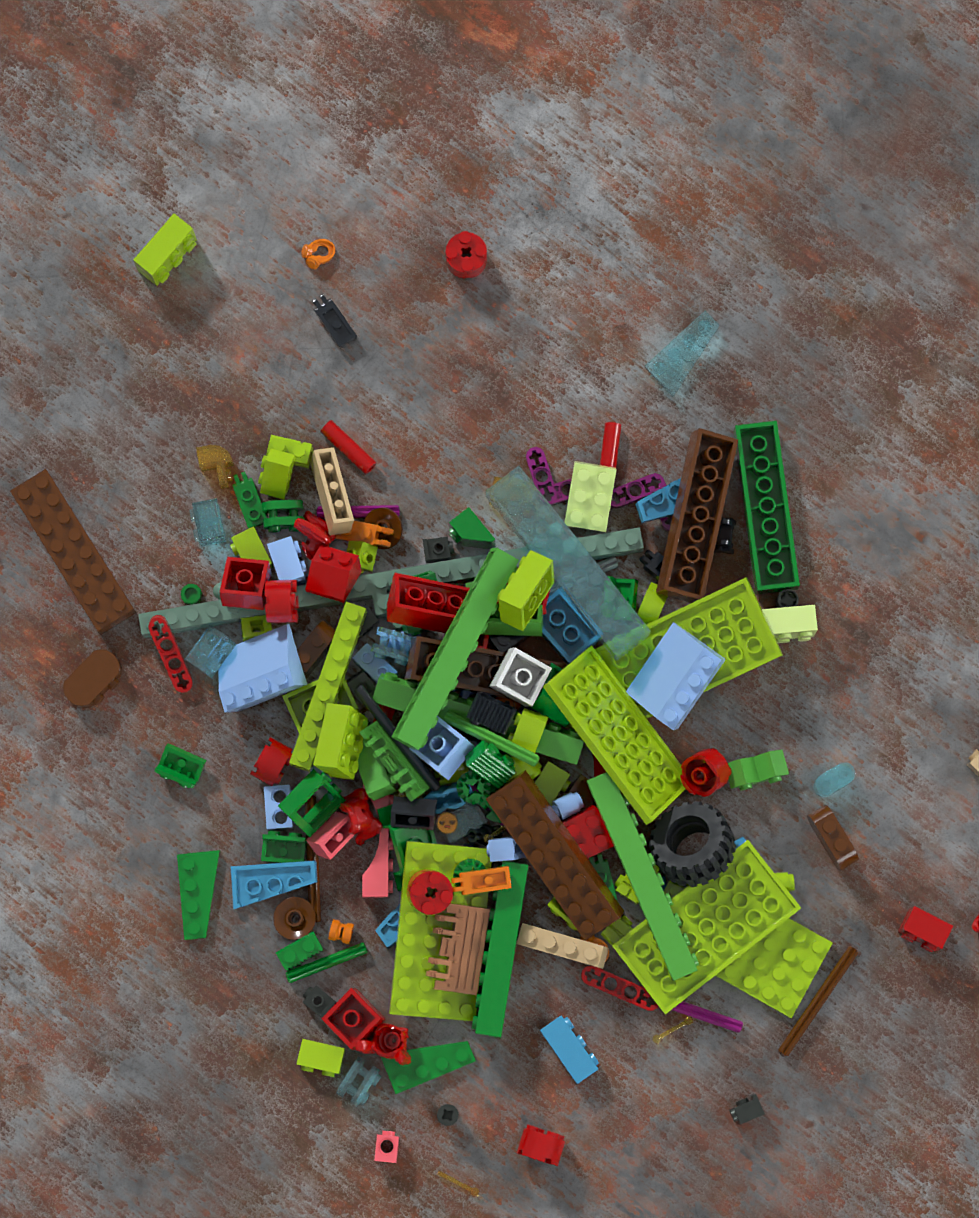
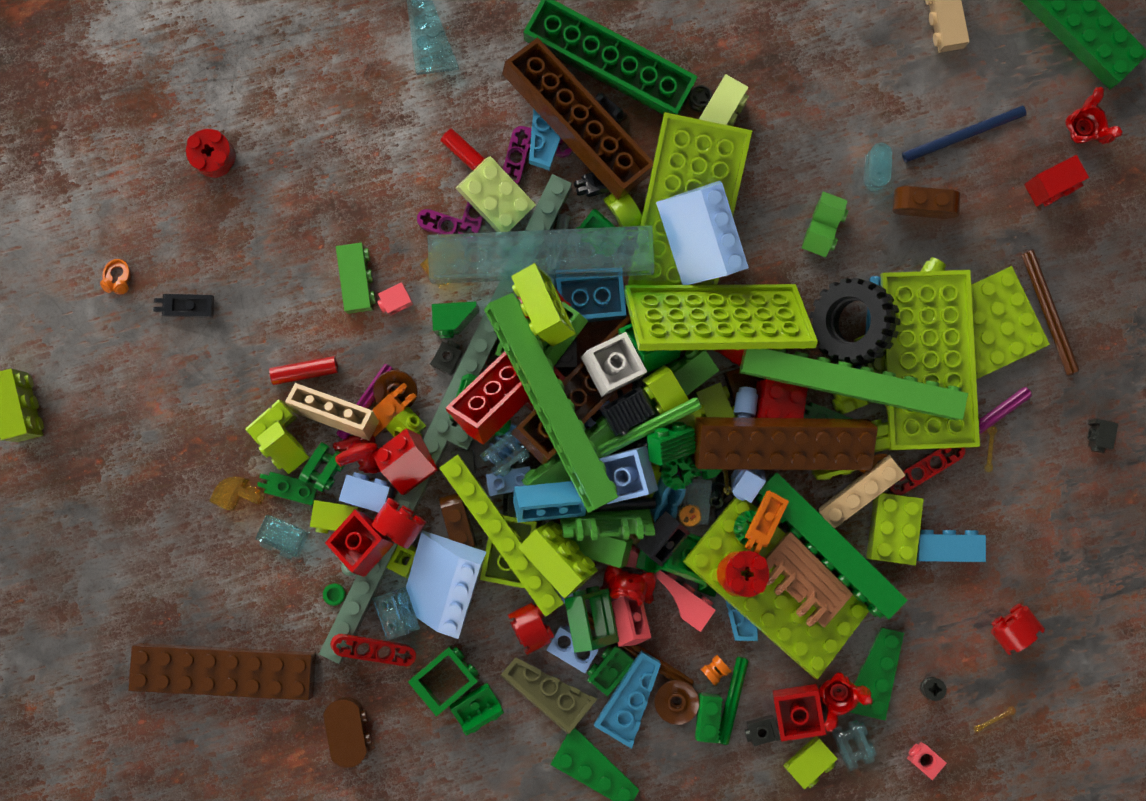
camera: 55 degrees left, 5 degrees up
(164, 718) = (428, 696): none -> green window
(230, 819) = (554, 698): none -> olive wing
(377, 701) = (547, 502): none -> dark azure brick
(449, 435) = (355, 278): none -> bright green brick
(453, 477) = (394, 299): none -> coral brick
(552, 994) = (895, 529): none -> lime brick
(705, 772) = (798, 268): red brick -> none
(913, 831) = (963, 134): none -> dark blue piece

